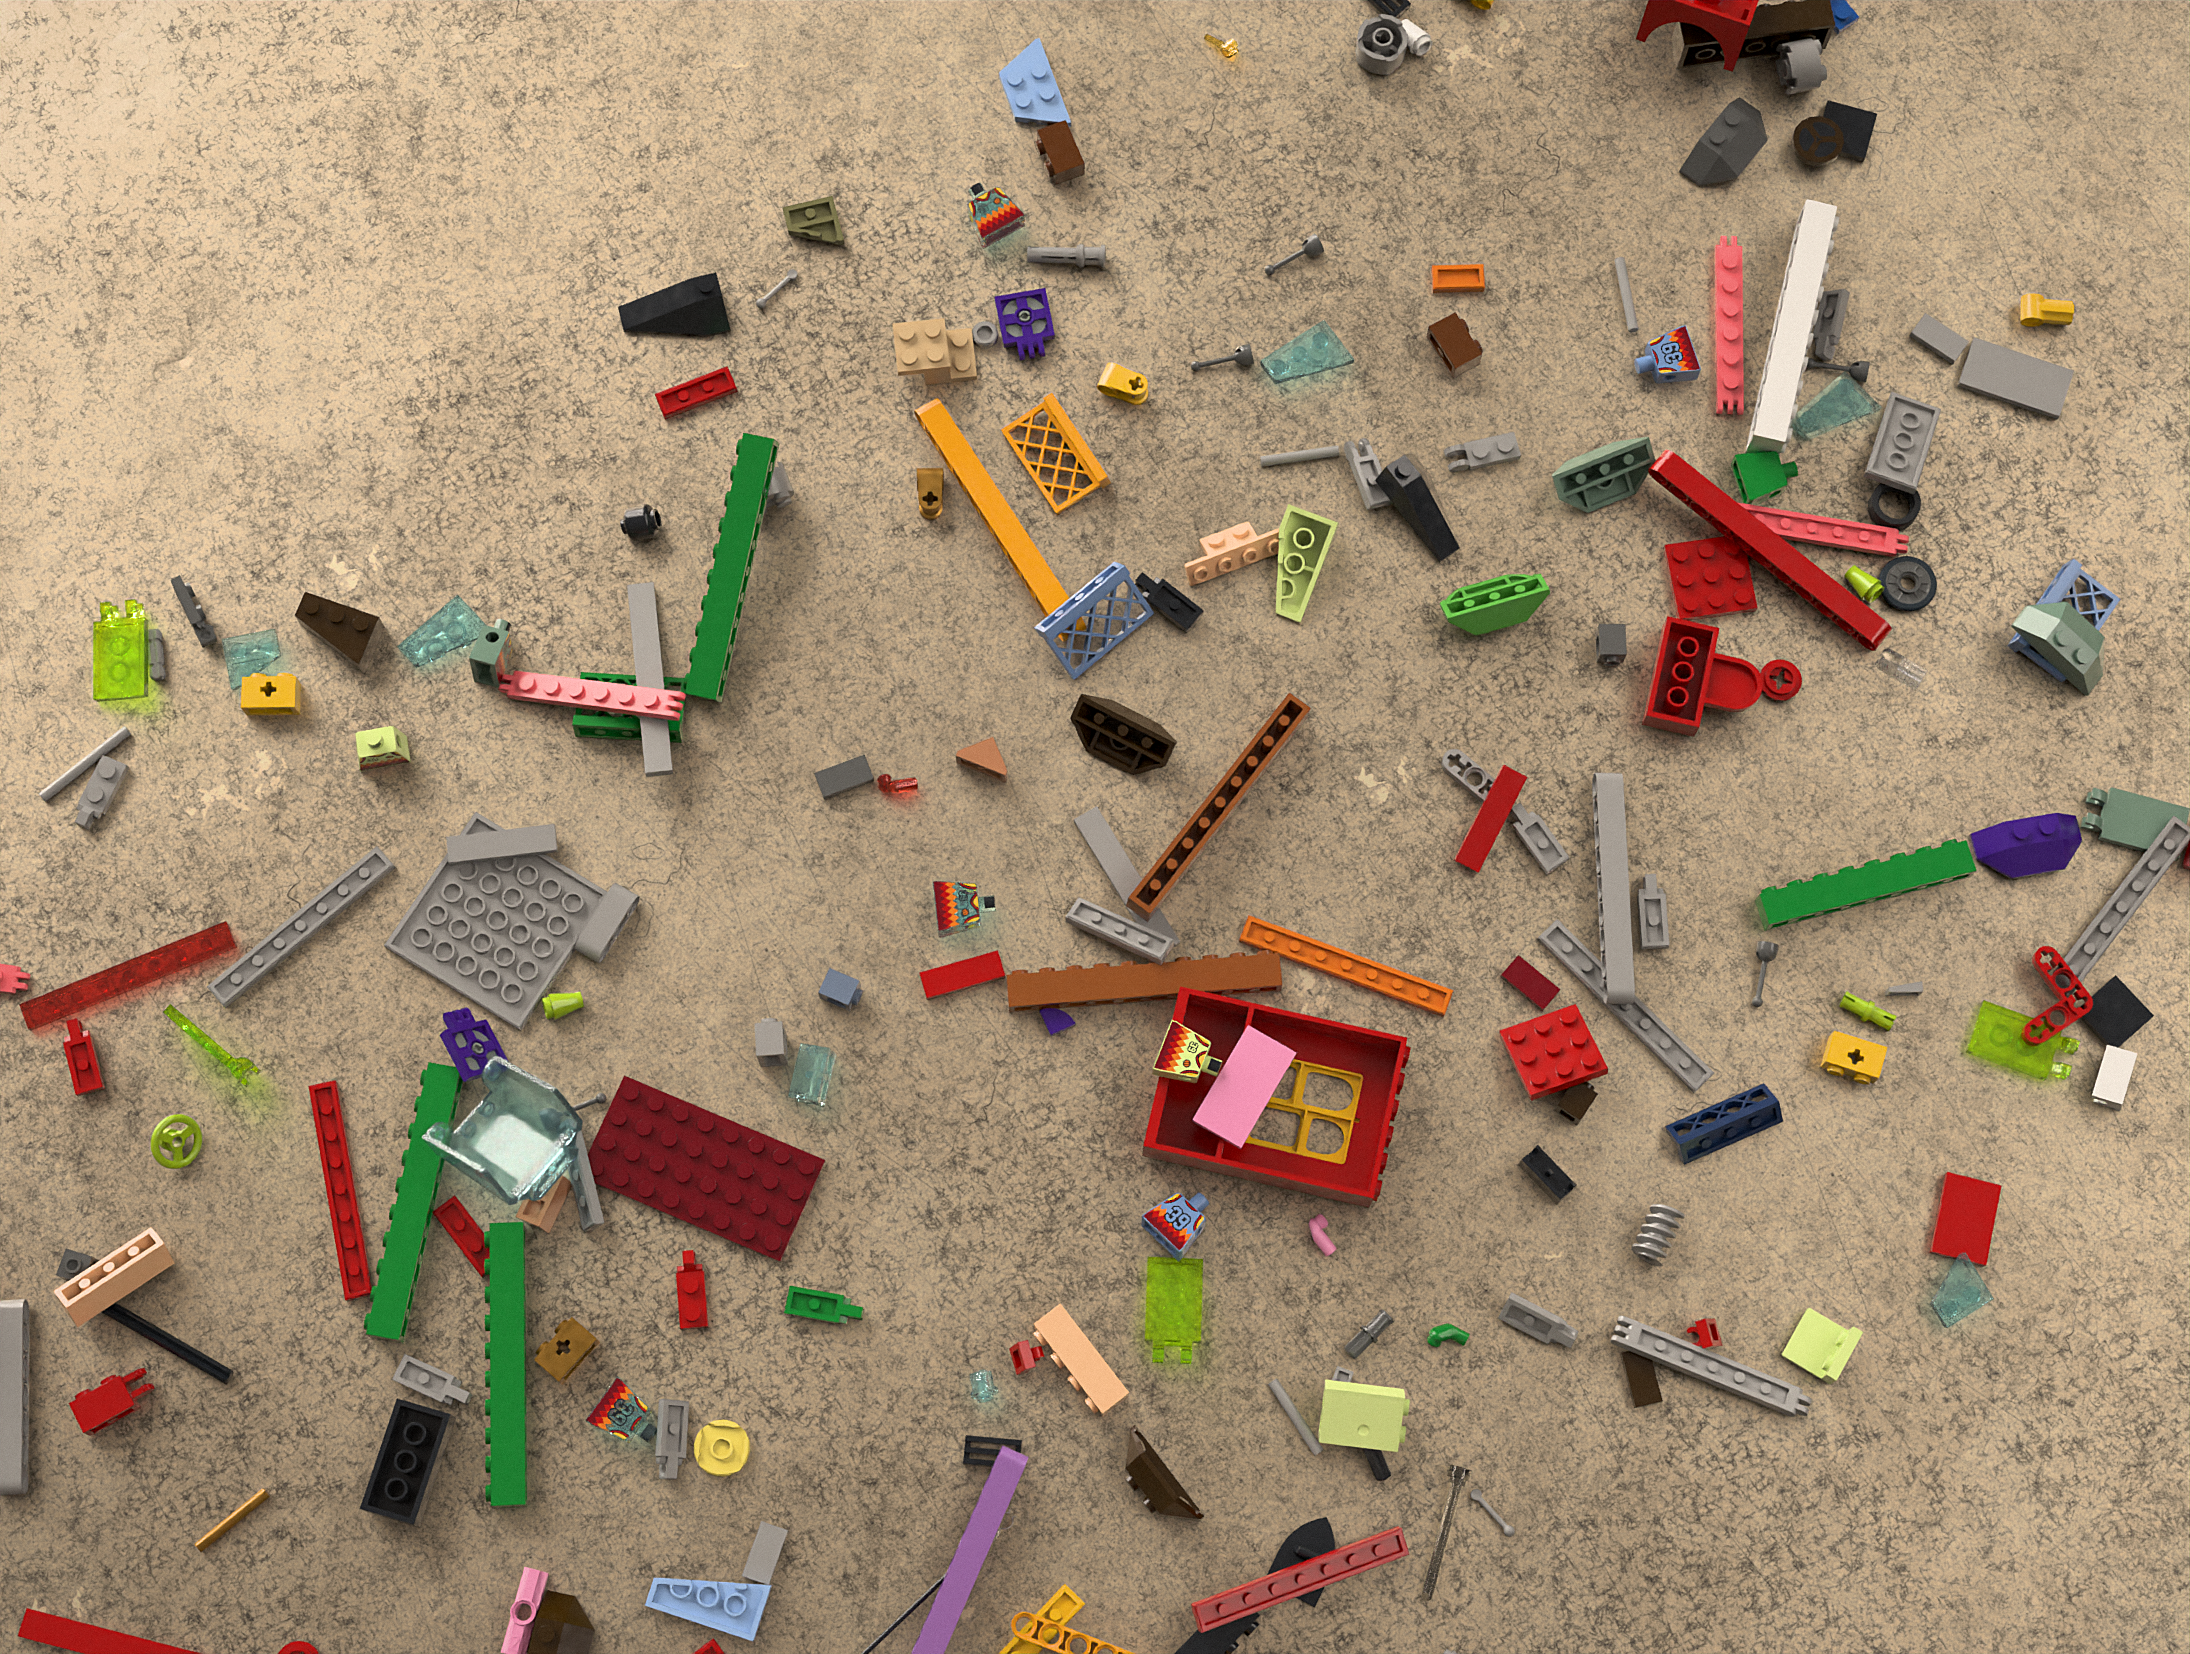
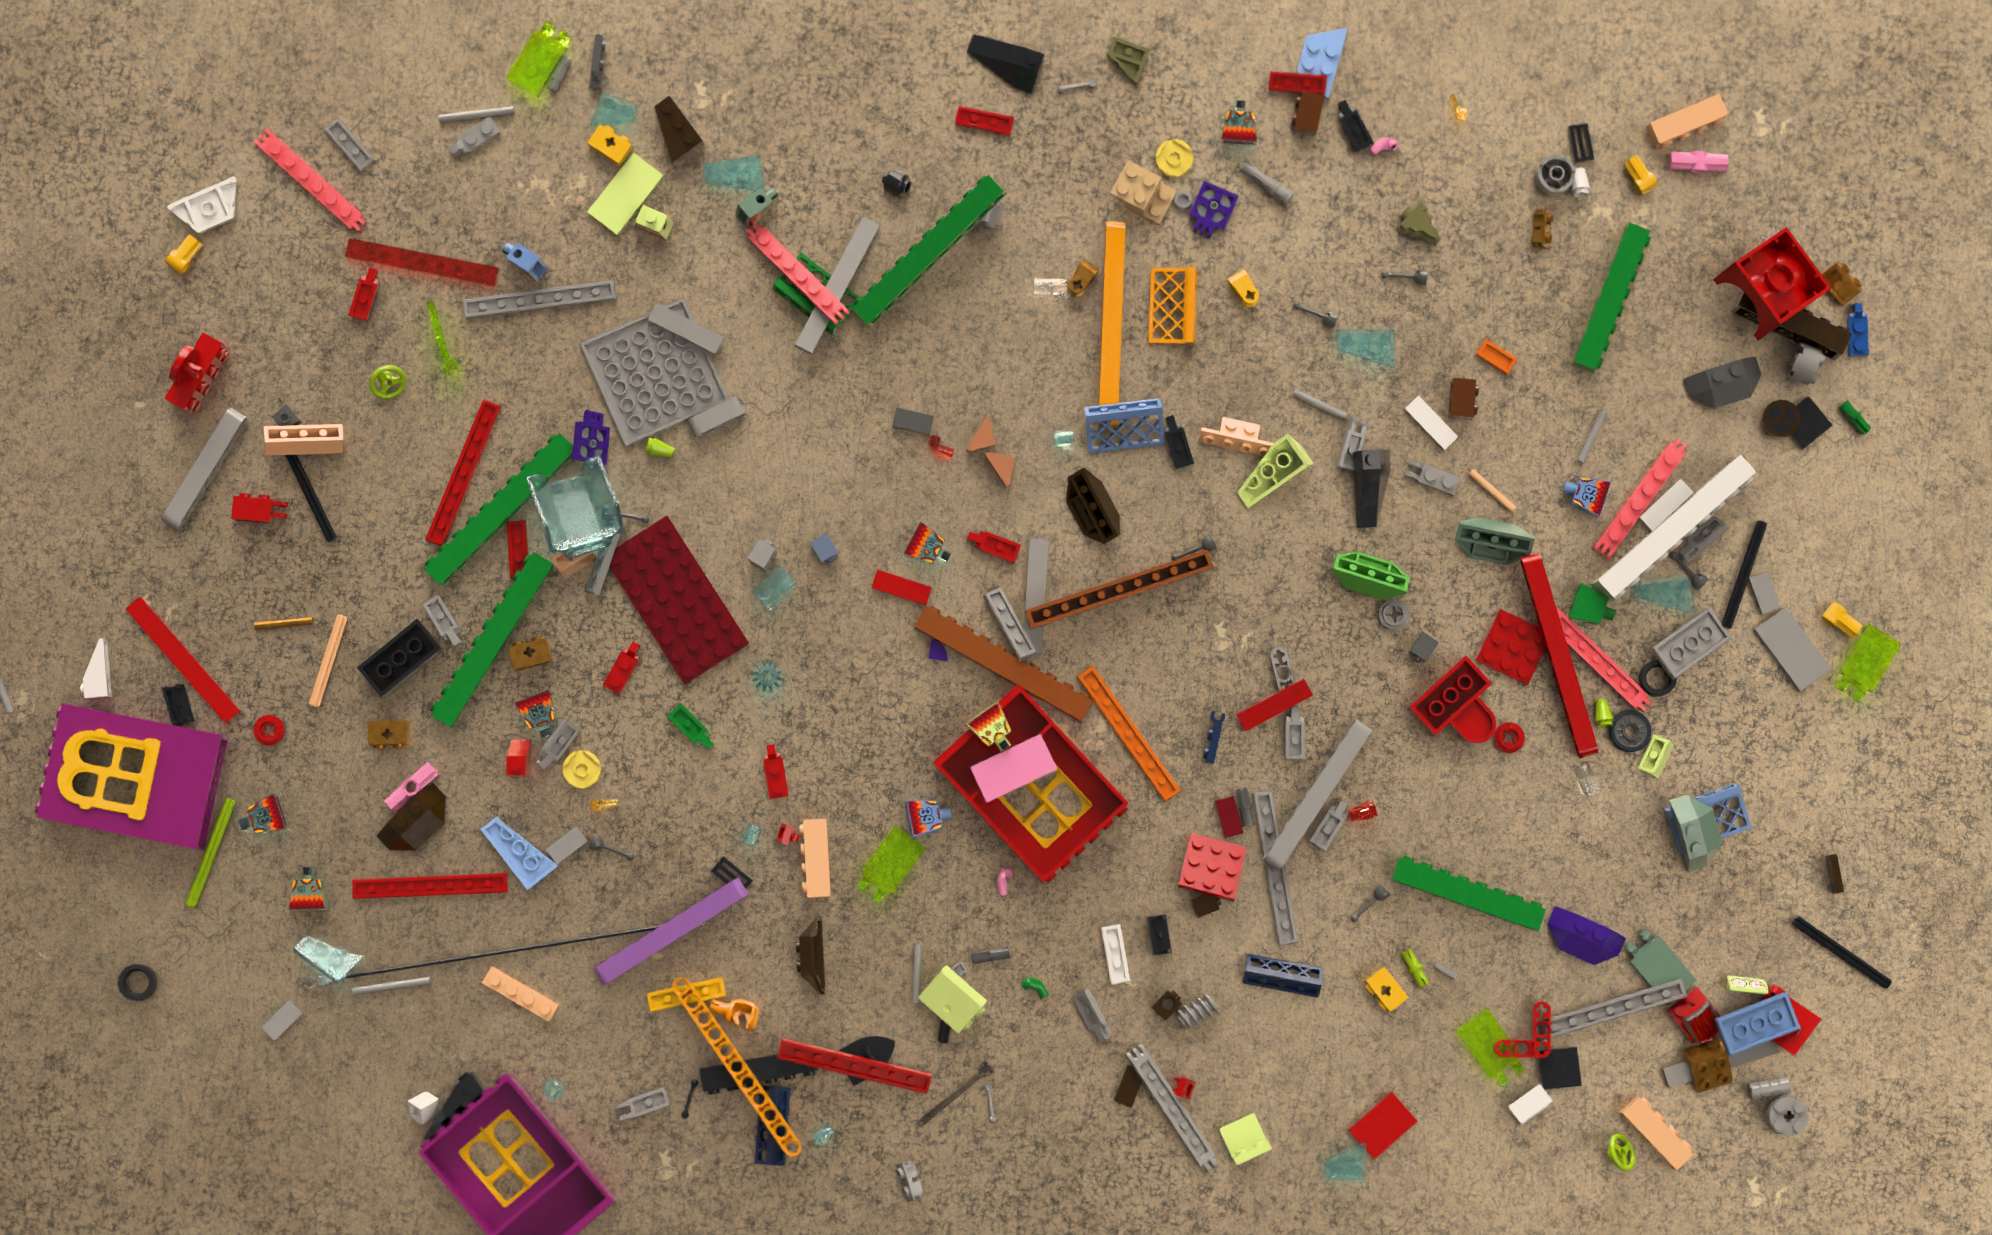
camera: 30 degrees right, 10 degrees up
(255, 890) = (525, 260): none -> medium blue torso
(318, 1528) = (328, 660): none -> light nougat axle
(326, 740) = (625, 194): none -> yellowish green tile
(460, 1551) = (400, 732): none -> pearl gold brick
(637, 1486) = (519, 758): none -> red slope
(768, 1476) = (596, 803): none -> clear yellow hand
(802, 1524) = (597, 844): none -> dark grey hinge
(883, 1179) = (774, 675): none -> clear light blue gear
(895, 526) = (1045, 287): none -> clear hinge
(941, 741) = (983, 438): none -> nougat slope
(942, 296) = (1174, 158): none -> light yellow tile
(961, 1294) = (775, 774): none -> red hinge
(1023, 128) = (1297, 82): none -> red tile
(1033, 680) = (1063, 437): none -> clear light blue hose
(1038, 853) = (995, 545): none -> red hinge
(1112, 1610) = (736, 1011): none -> light orange piece
(1121, 134) = (1354, 127): none -> black hinge
(1169, 132) = (1384, 144): none -> bright pink arm
(1268, 191) = (1418, 223): none -> olive rock
(1282, 689) = (1207, 544): none -> dark grey hinge
(1414, 118) = (1542, 236): none -> pearl gold hinge
(1438, 395) = (1431, 423): none -> white tile
(1447, 901) = (1213, 735): none -> dark blue plate
(1513, 1232) = (1115, 954): none -> white tile
(1537, 134) = (1611, 297): none -> green brick
(1540, 959) = (1245, 807): none -> dark grey axle
(1550, 618) = (1399, 607): none -> light grey gear
(1561, 424) = (1491, 490): none -> light nougat bar
(1607, 1257) = (1158, 1007): none -> dark brown brick
(1679, 872) = (1363, 812): none -> clear red cone
(1762, 315) = (1666, 505): none -> white tile
(1894, 90) = (1855, 417): none -> green axle
(1902, 332) = (1744, 574): none -> black axle
(1956, 592) = (1656, 756): none -> yellowish green slope
(2106, 337) = (1868, 661): none -> clear neon green tile

